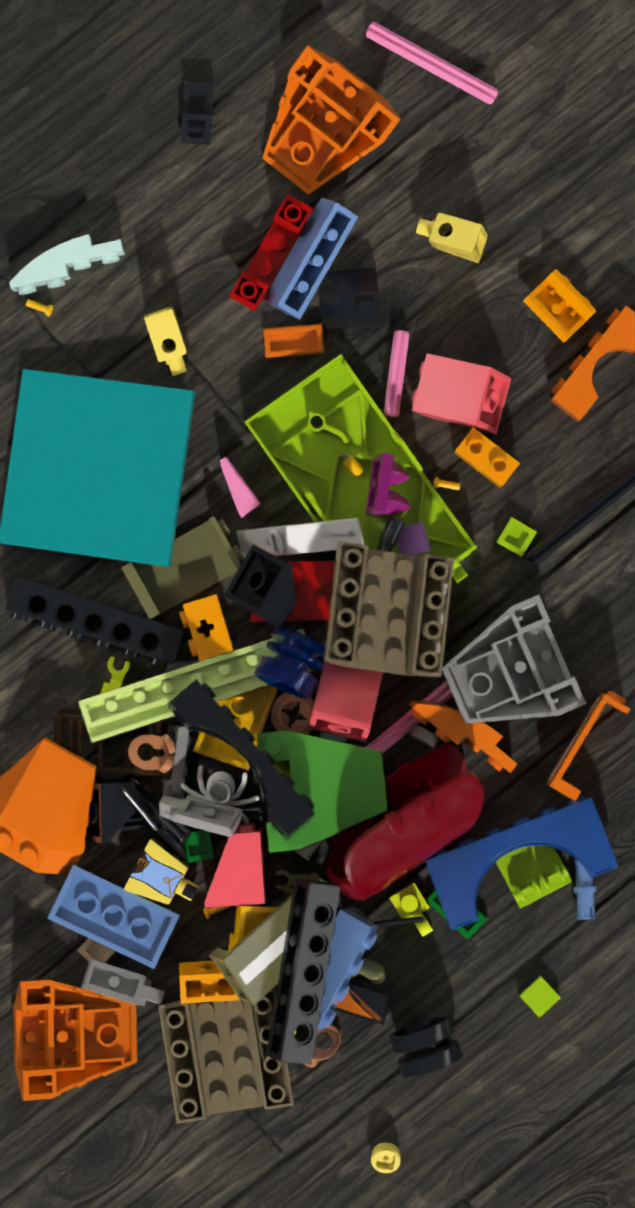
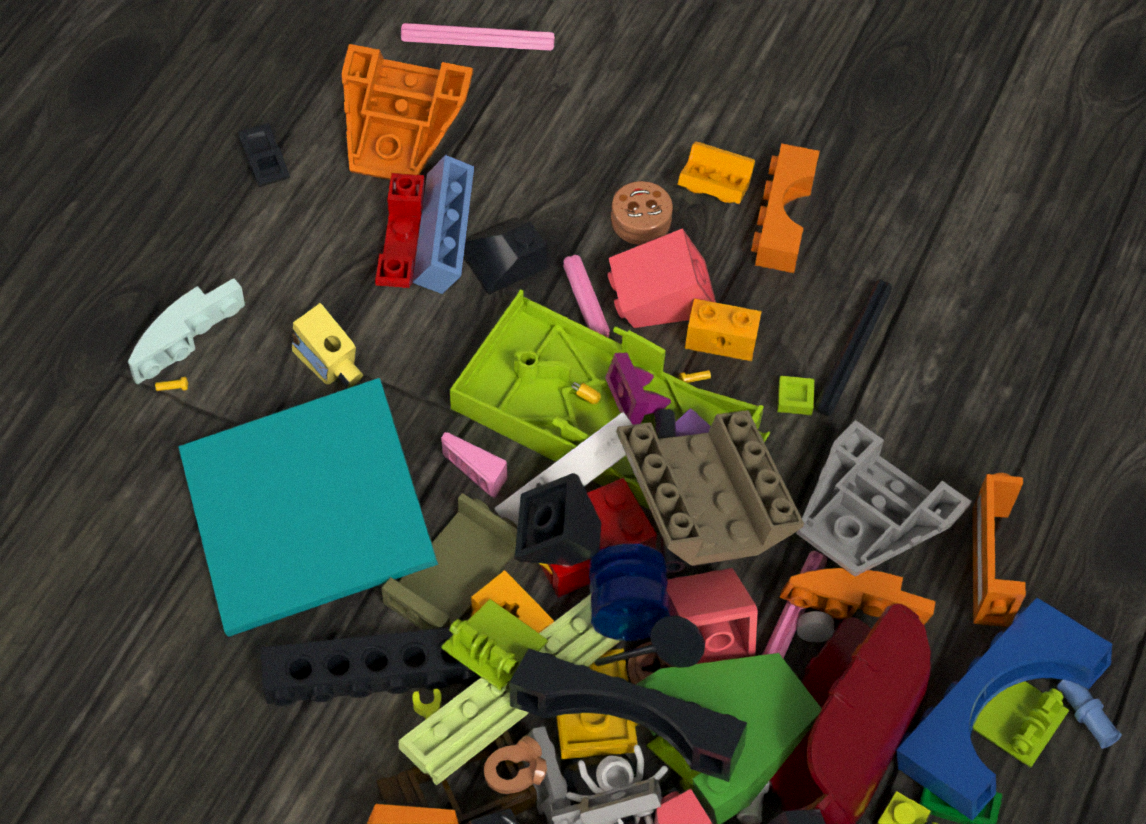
camera: 25 degrees left, 30 degrees down
(179, 655) = (492, 643): none -> lime hinge
(293, 341) = (463, 311): orange tile -> none
(300, 716) = (674, 641): none -> black piece
(465, 240) = (580, 152): light yellow torso -> none
(480, 313) = (641, 212): none -> nougat head

